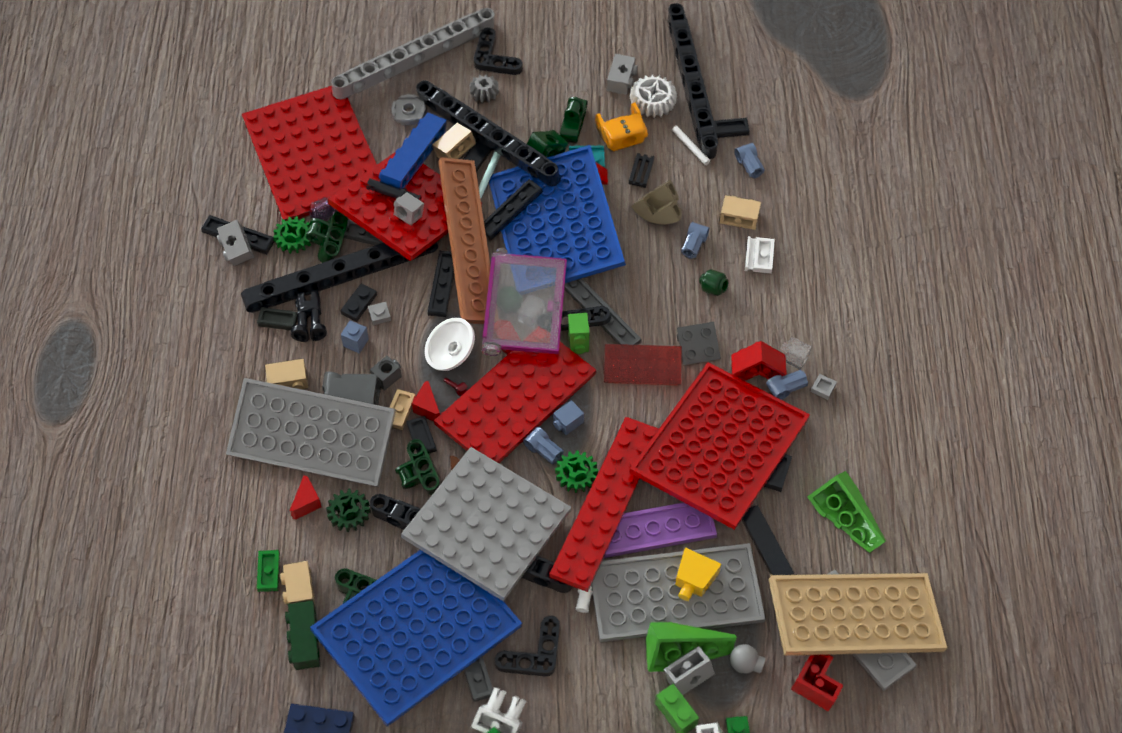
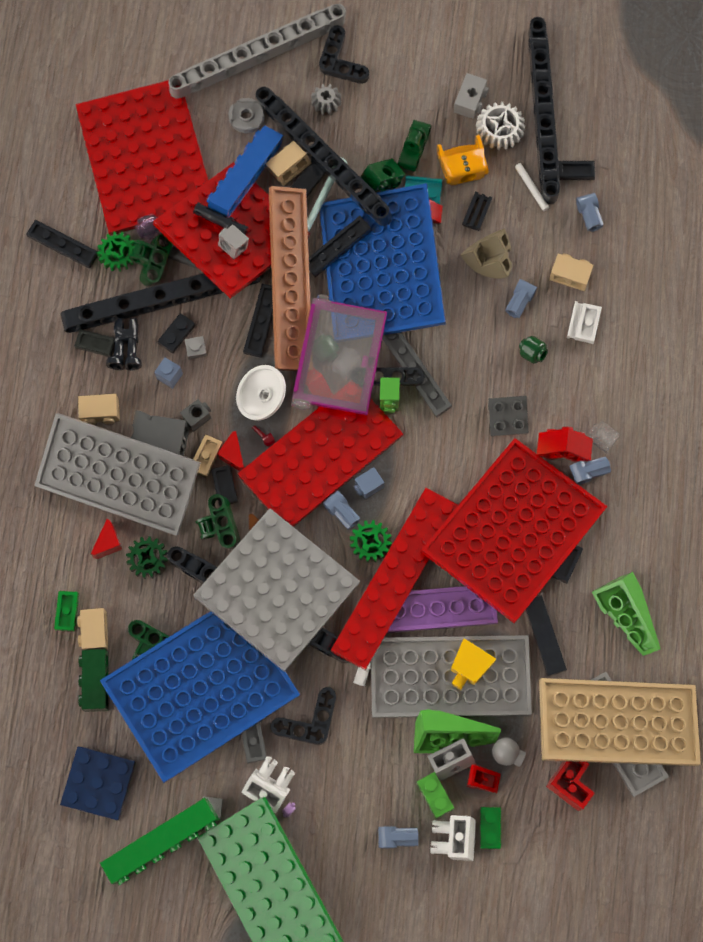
camera: 10 degrees right, 15 degrees up
(234, 242) = (65, 263): light grey brick -> none
(642, 364) = (449, 433): clear red plate -> none
(724, 689) = (483, 779): none -> red slope
(823, 386) = (626, 476): light grey plate -> none

